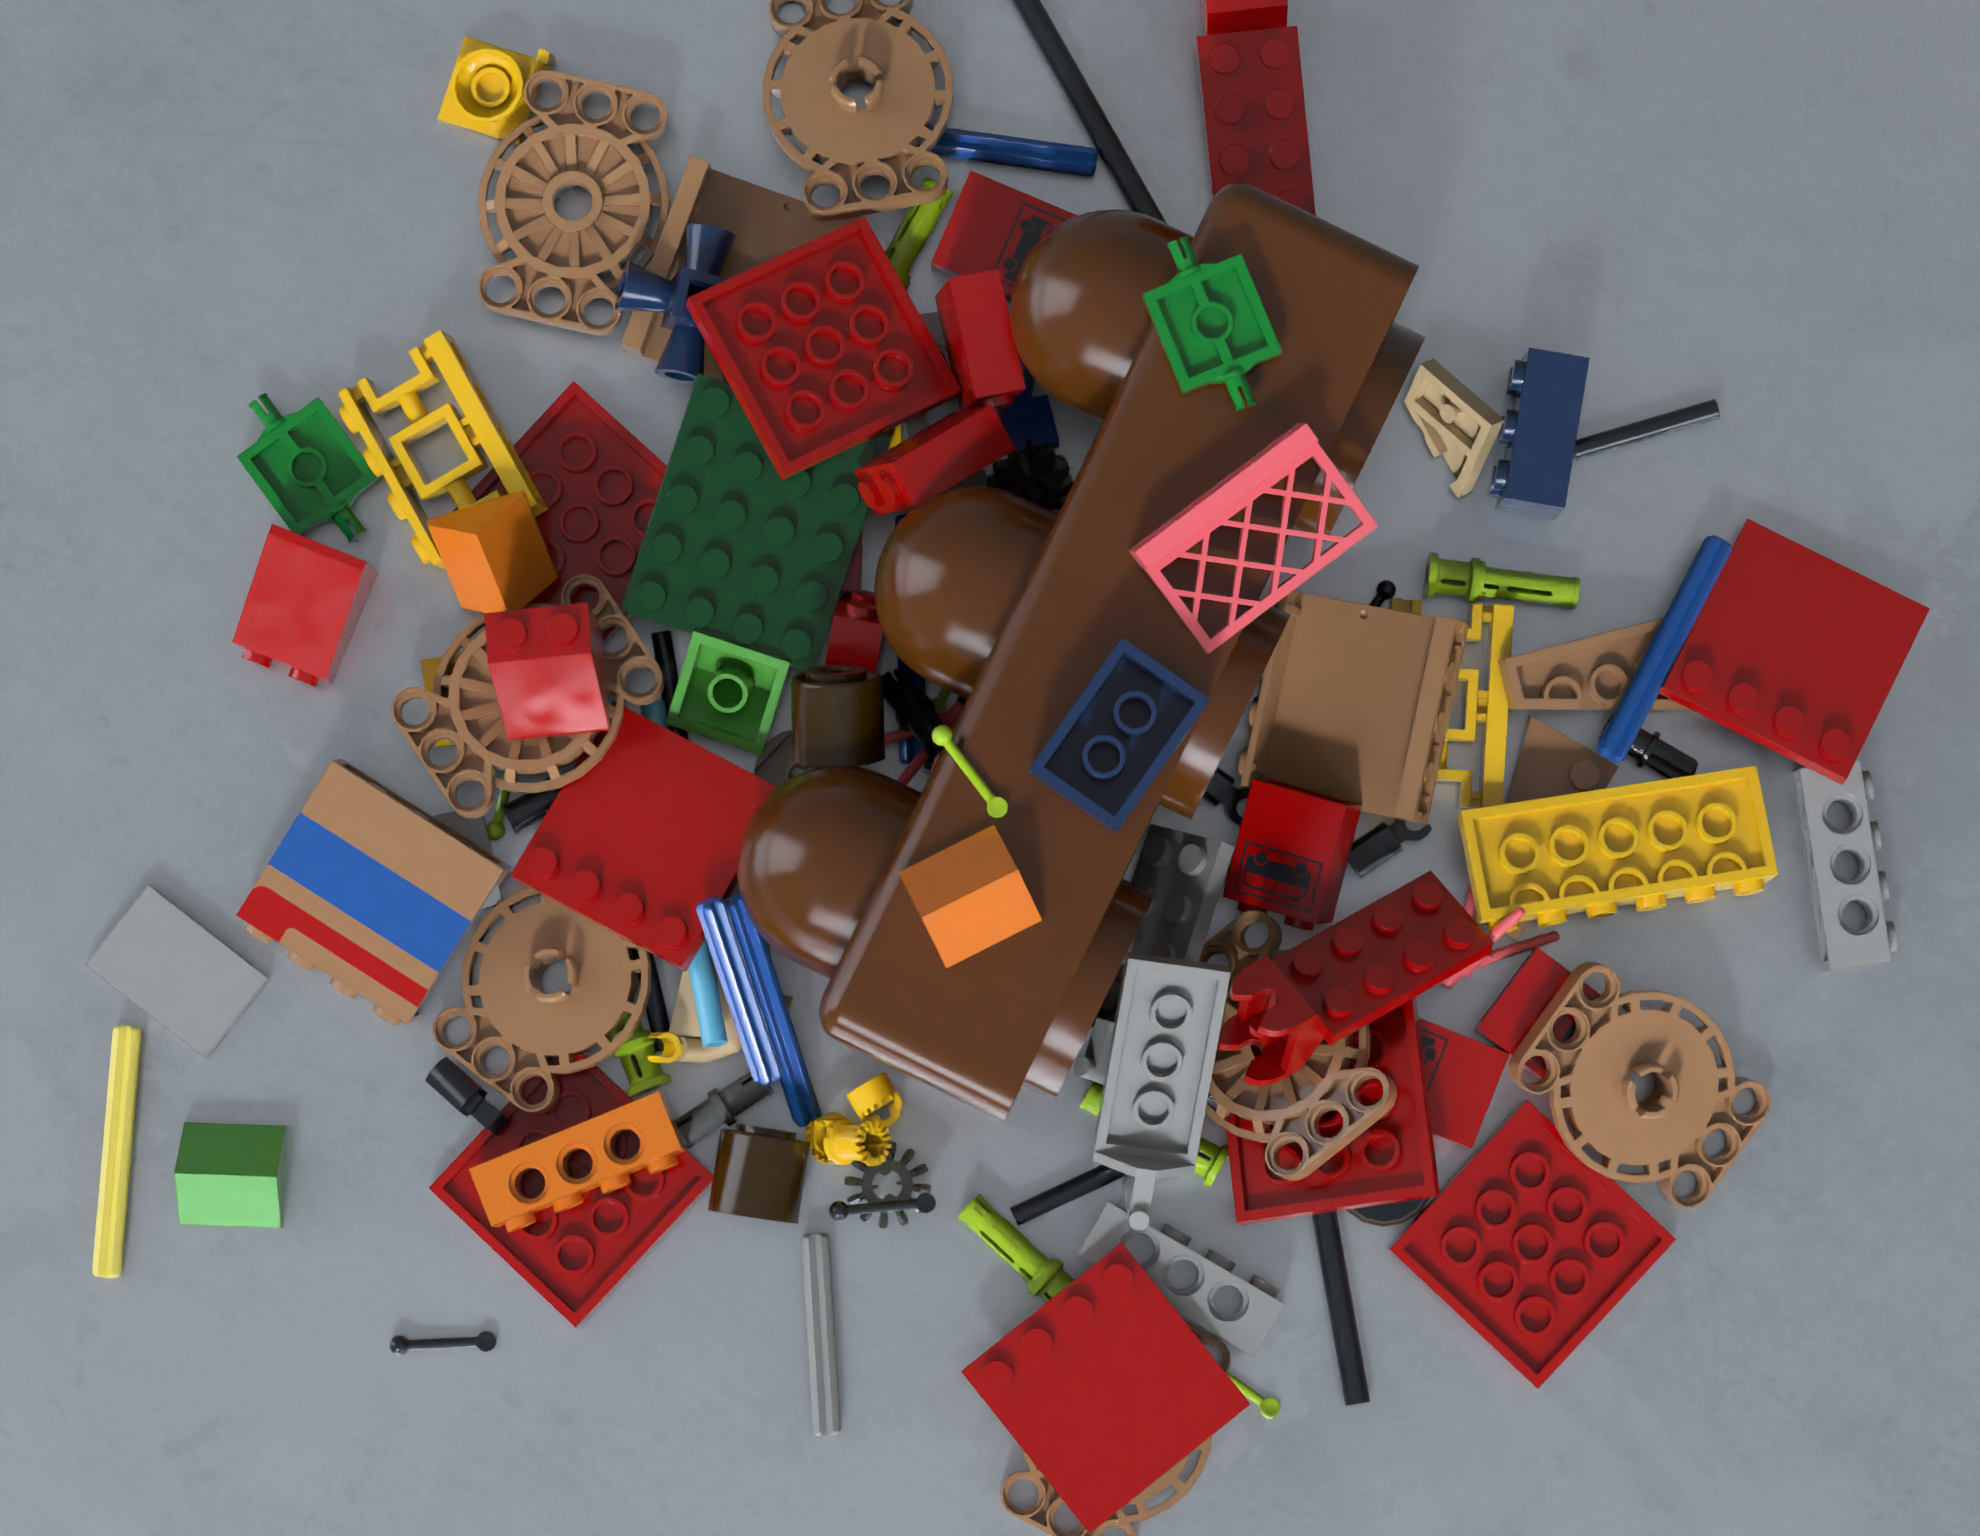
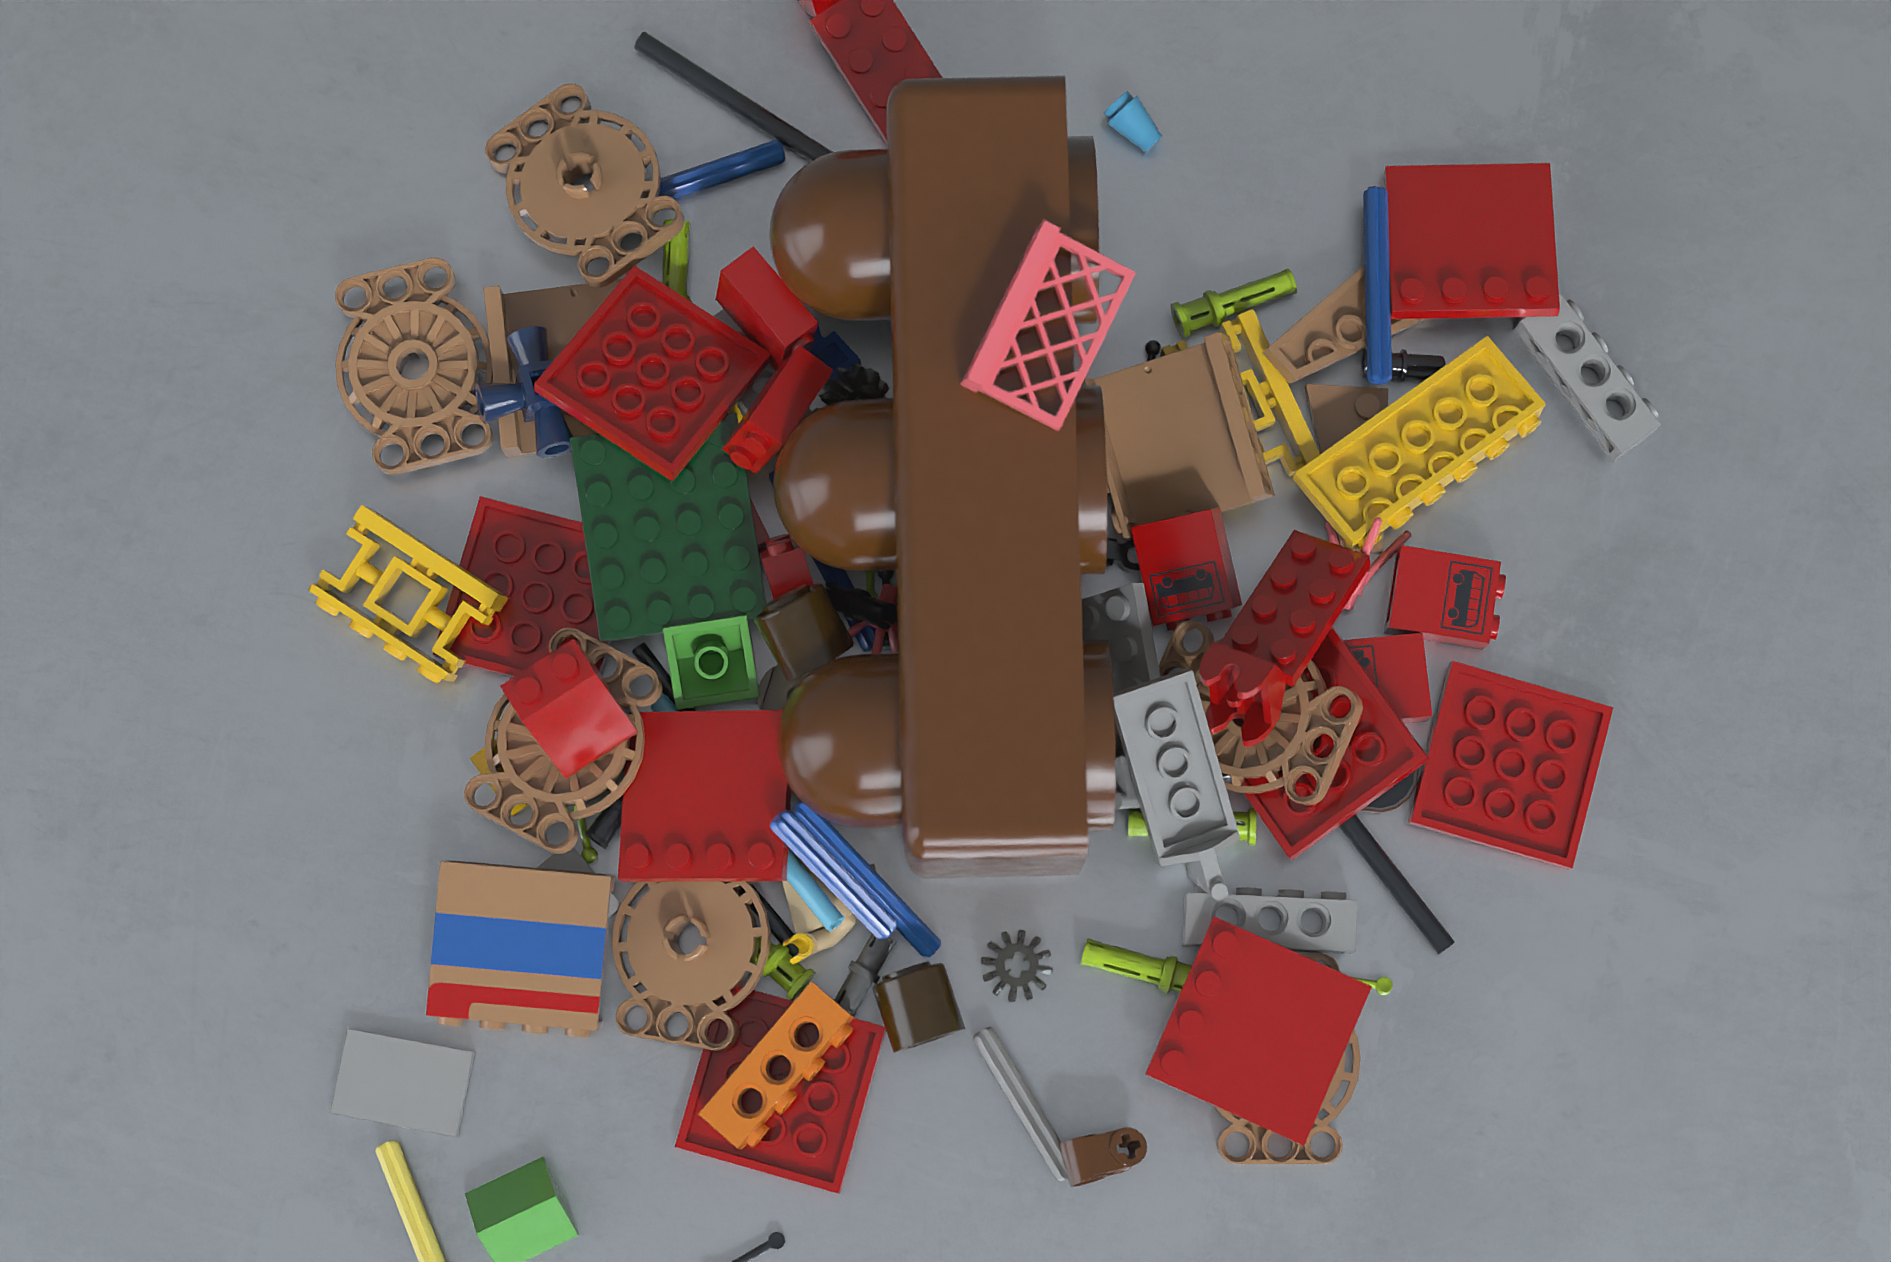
camera: 30 degrees left, 5 degrees down
(303, 606) = (360, 759): red slope -> none
(307, 467) = (313, 658): green plate -> none
(465, 1095) = (667, 1062): black bar -> none
(489, 88) = (310, 317): yellow hat -> none
(494, 553) = (483, 646): orange slope -> none
(840, 1210) = (1052, 963): black hinge -> none
(846, 1141) = (971, 947): yellow connector -> none
(866, 1430) = (1096, 1156): none -> reddish brown piece
(874, 1095) = (971, 905): yellow connector -> none
(970, 896) = (977, 697): orange slope -> none
(993, 230) = (730, 227): red brick -> none
(996, 806) = (961, 621): lime hinge -> none
(1064, 1193) = (1151, 903): black bar -> none
(1118, 736) = (1026, 520): dark blue brick -> none
(1211, 323) = (935, 187): green plate -> none
(1381, 845) = (1248, 531): black bar -> none
(1453, 423) = (1140, 203): tan wing -> none
(1496, 327) = (1132, 121): none -> dark azure cone
(1539, 433) = (1206, 177): dark blue brick -> none
(1602, 1100) = (1508, 631): medium nougat piece -> none
(1646, 429) = (1277, 141): black bar -> none

